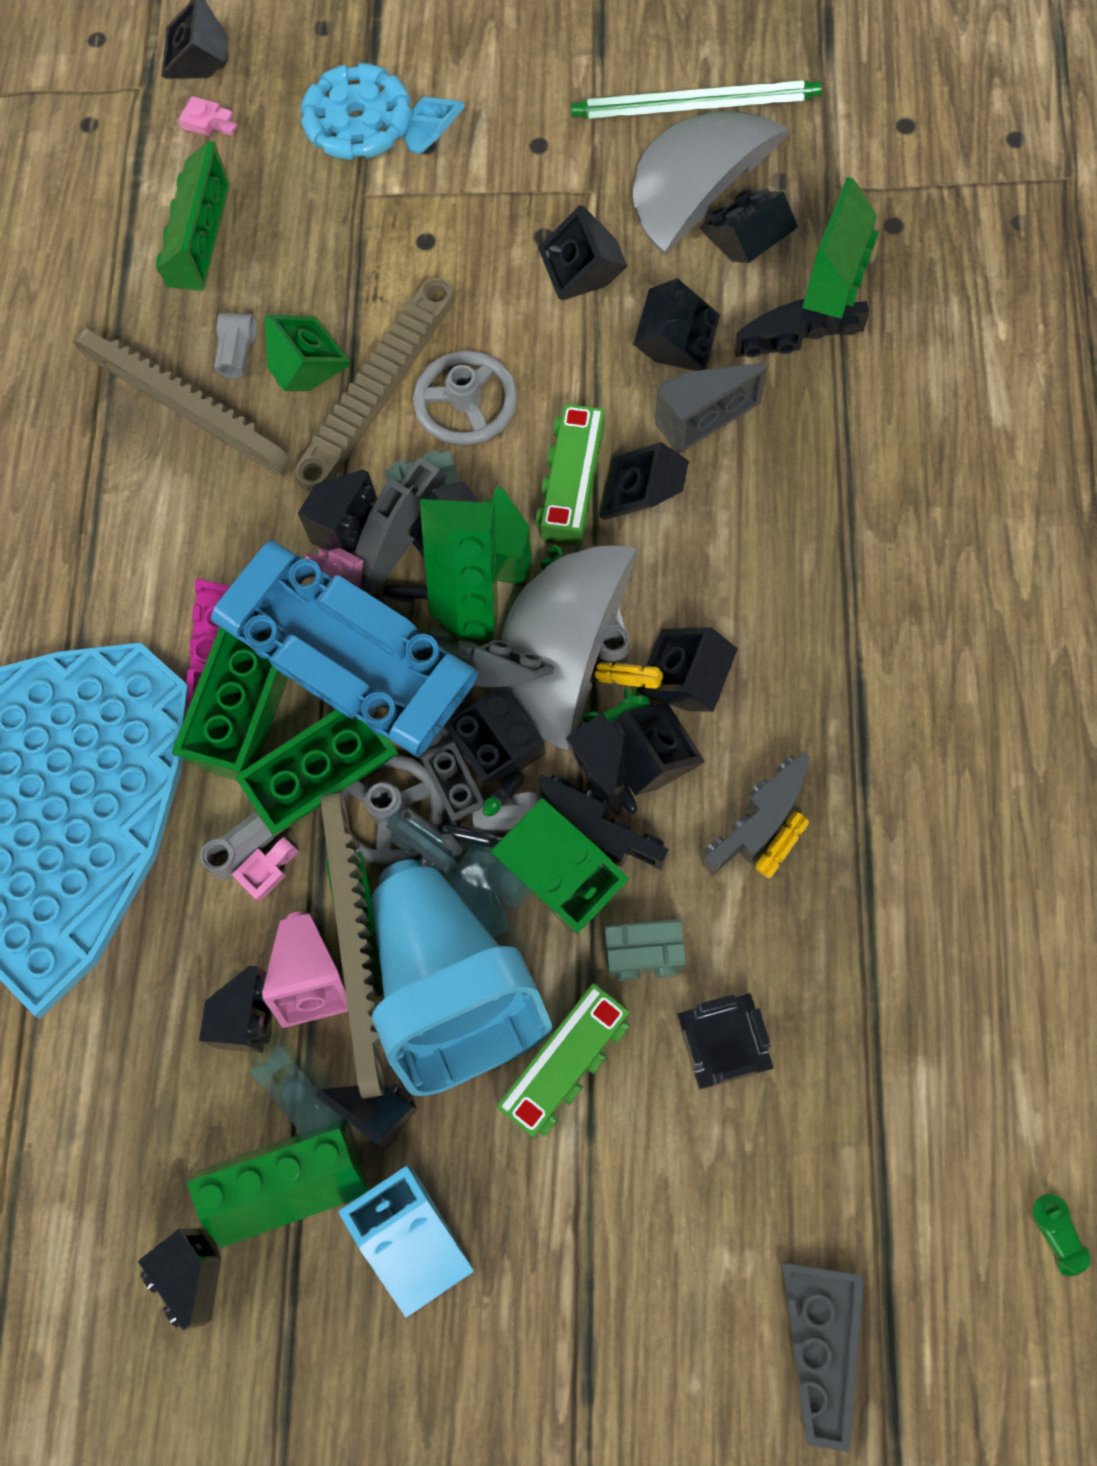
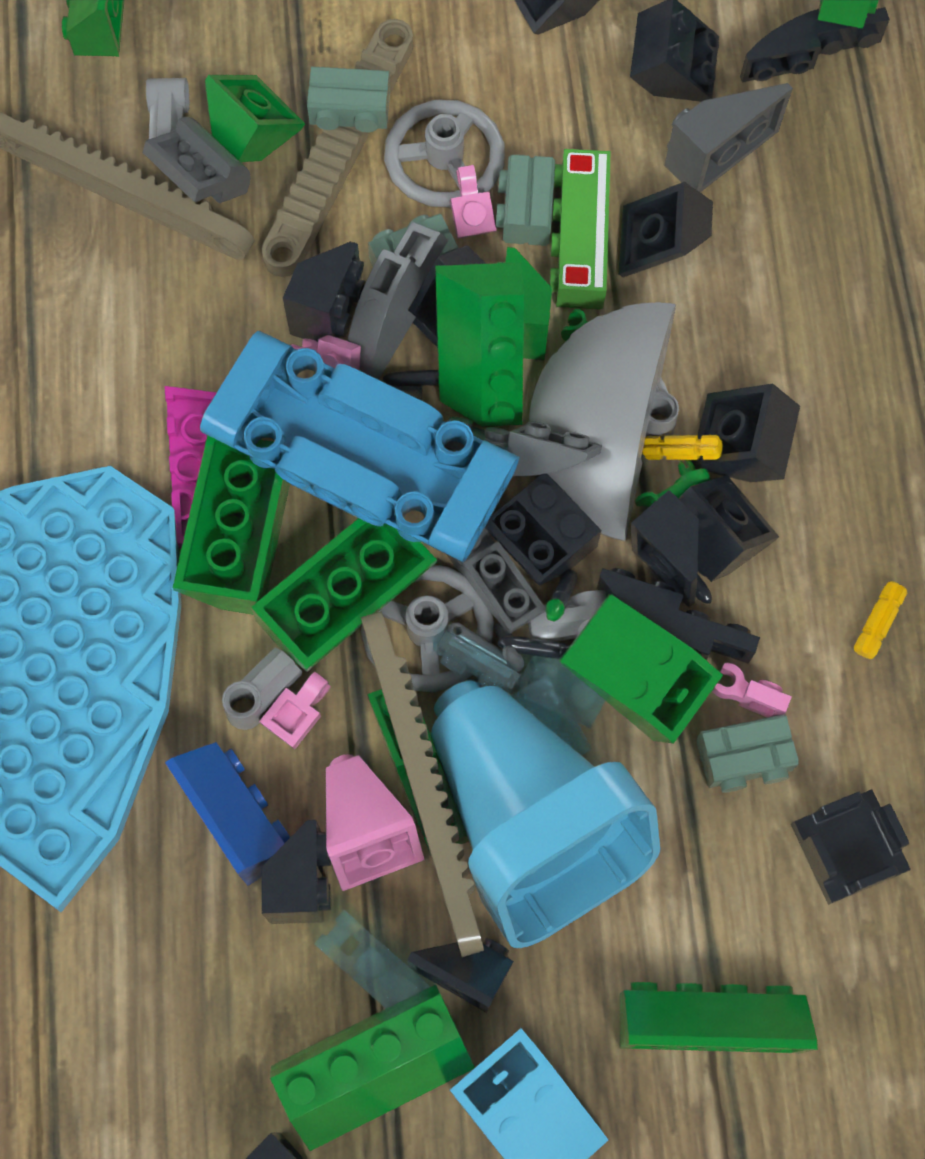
camera: 15 degrees left, 0 degrees up
(190, 945) = (229, 808): none -> blue slope
(250, 389) = (198, 162): none -> dark grey brick
(385, 344) = (348, 98): none -> sand green brick
(479, 450) = (472, 210): none -> bright pink plate
(528, 445) = (528, 200): none -> sand green brick
(563, 1062) = (676, 890): bright green brick -> none
(578, 1179) = (715, 1020): none -> green slope
(665, 901) = (760, 696): none -> bright pink plate
(770, 808) = (859, 588): dark grey slope -> none

